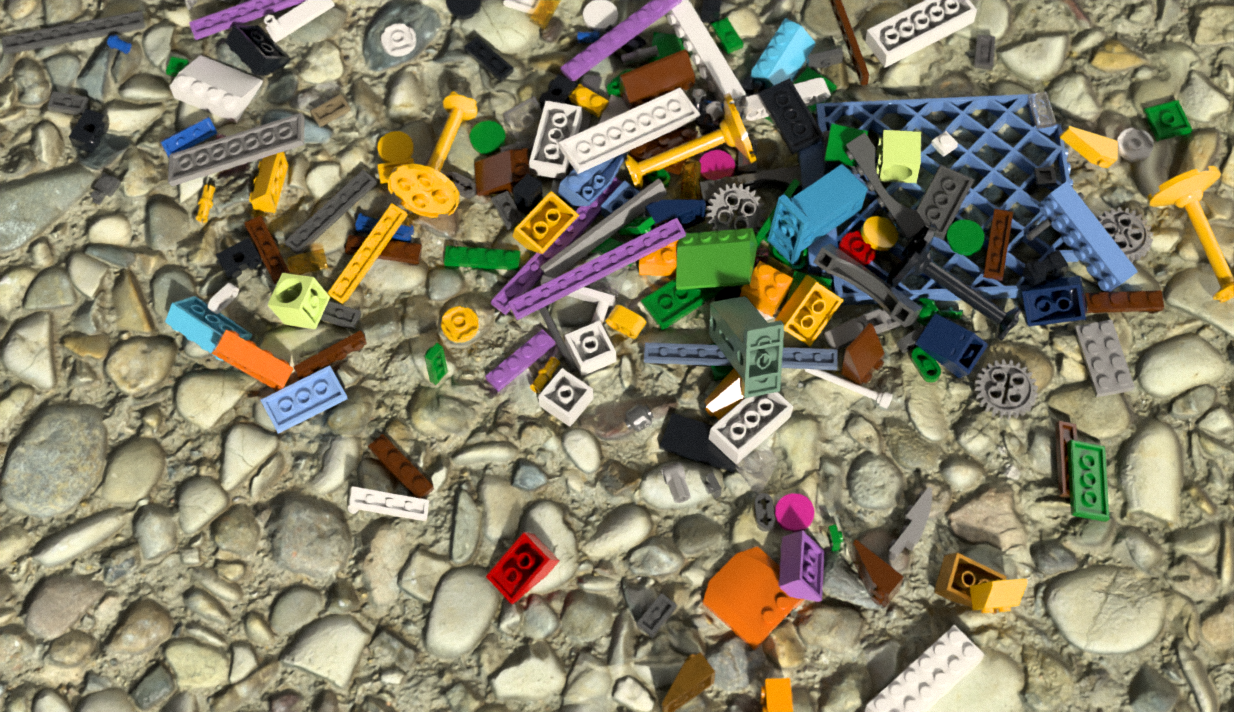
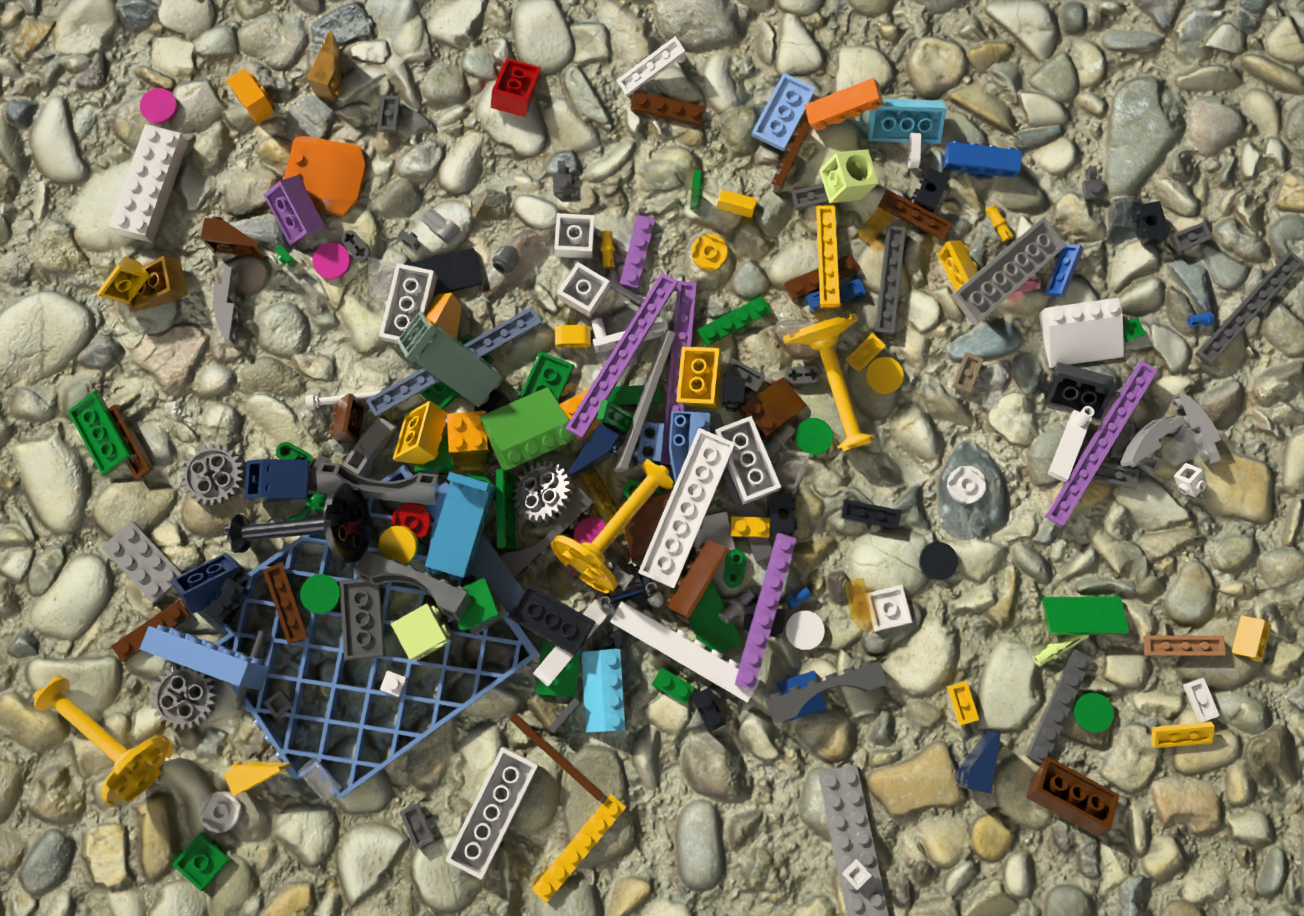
camera: 140 degrees right, 15 degrees up
(175, 258) = (982, 159): none -> blue brick
(406, 347) = (736, 203): none -> yellow panel
(541, 458) = (562, 182): none -> dark grey plate

